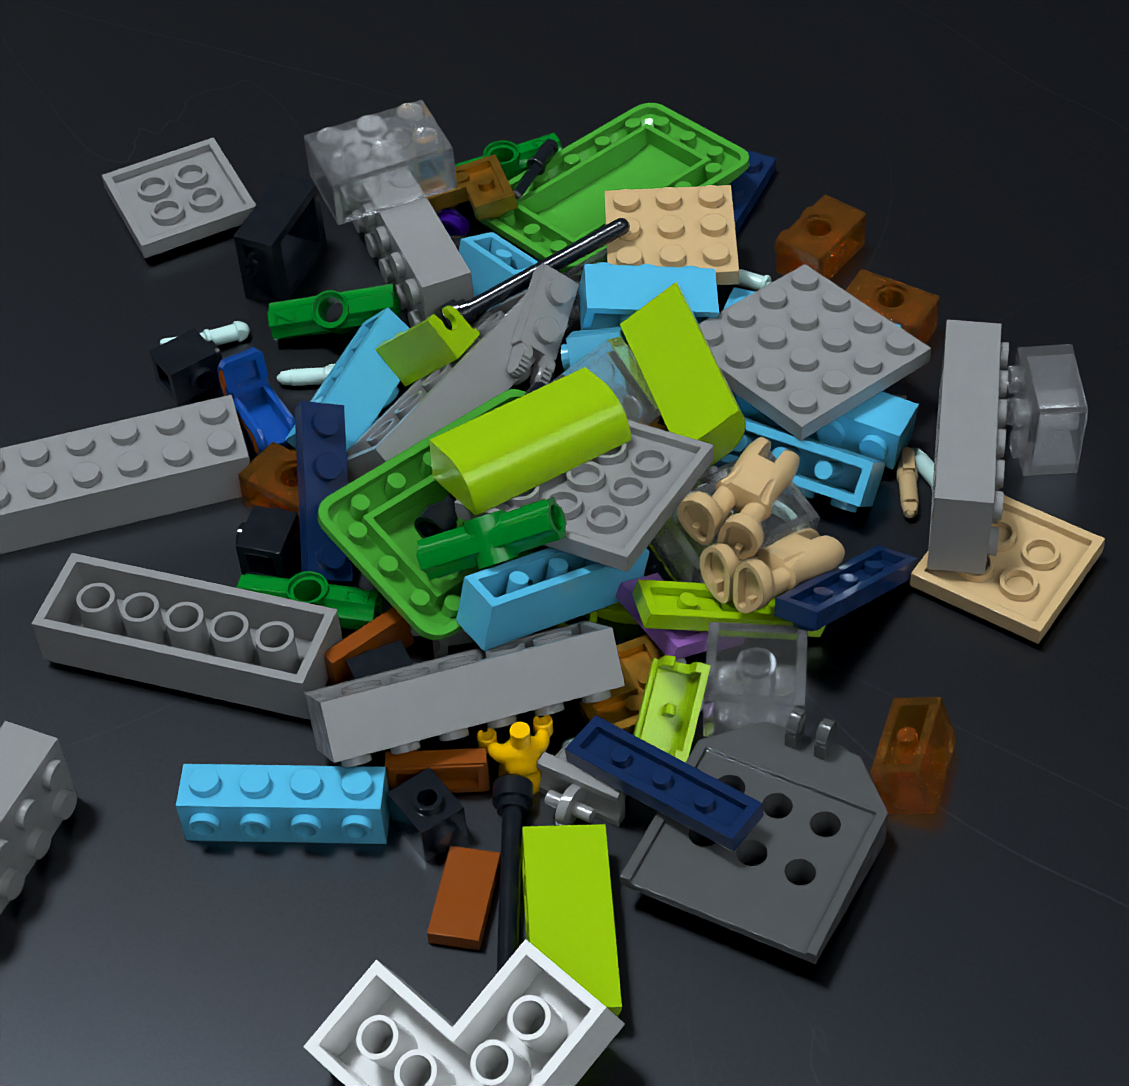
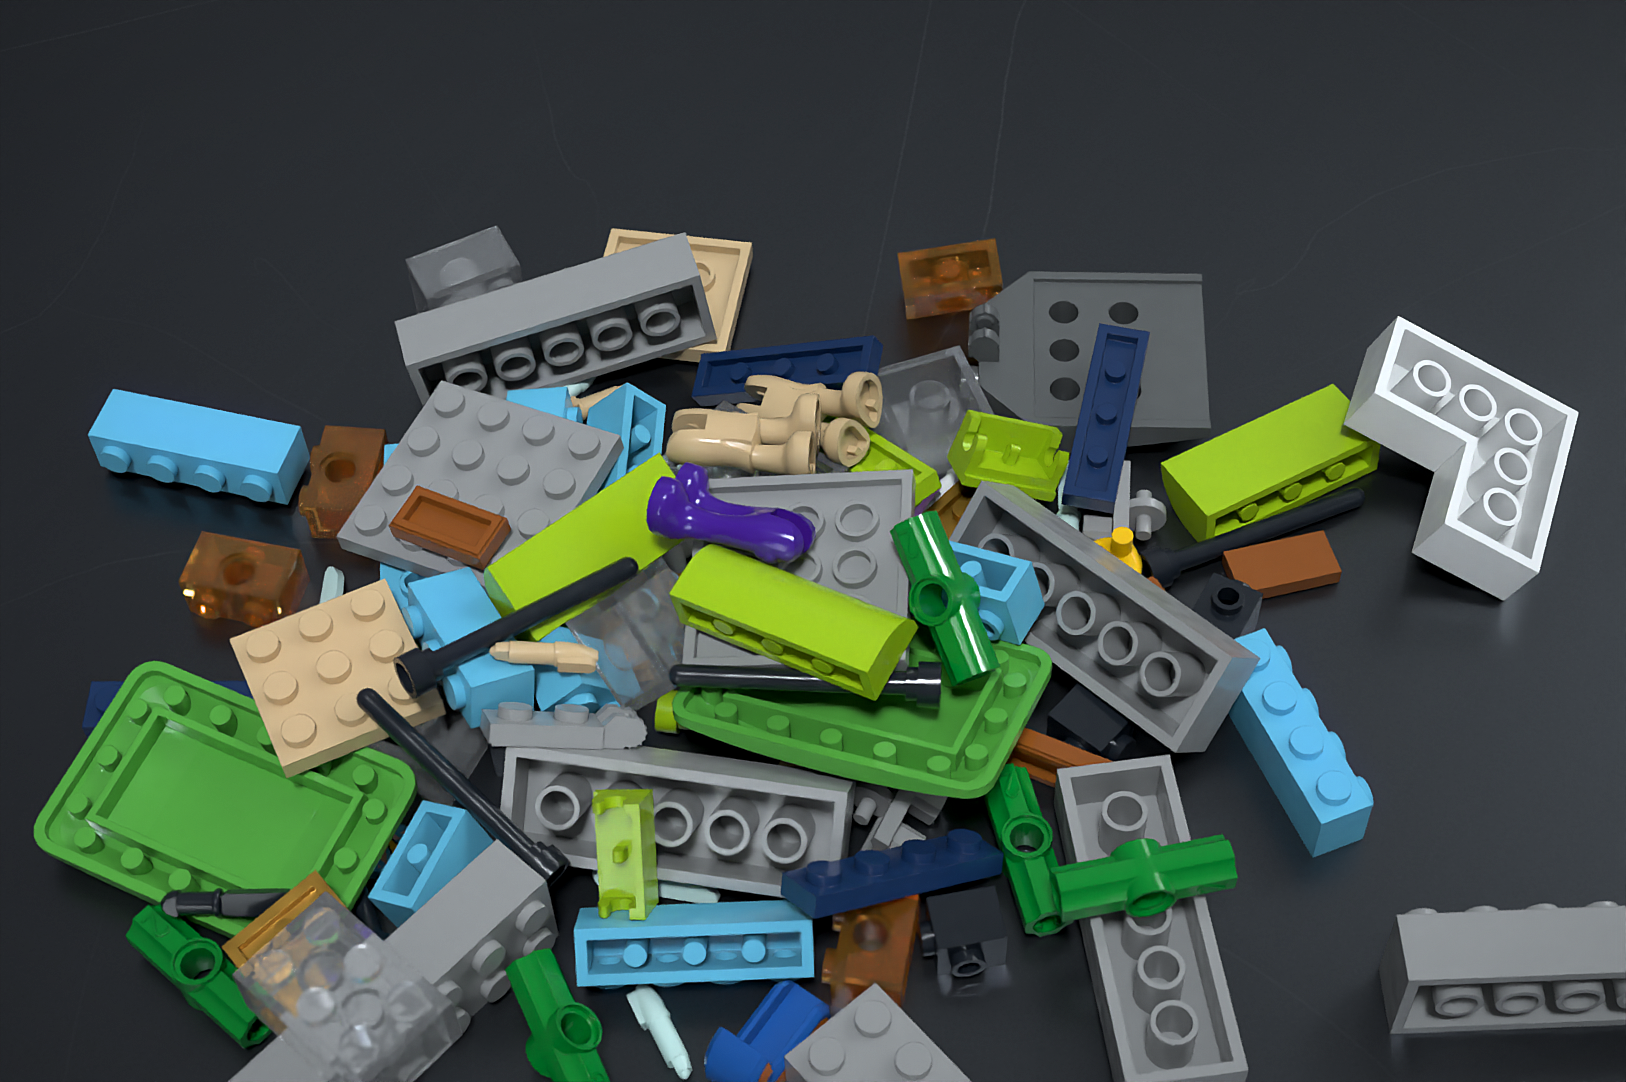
camera: 115 degrees left, 5 degrees up
(200, 606) = (1143, 877): none -> green piece
(587, 323) = (564, 655): none -> tan piece
(611, 238) = (422, 669): none -> black piece
(662, 387) = (687, 510): none -> dark purple piece
(758, 305) = (450, 527): none -> dark orange tile
(964, 233) = (199, 446): none -> medium azure brick

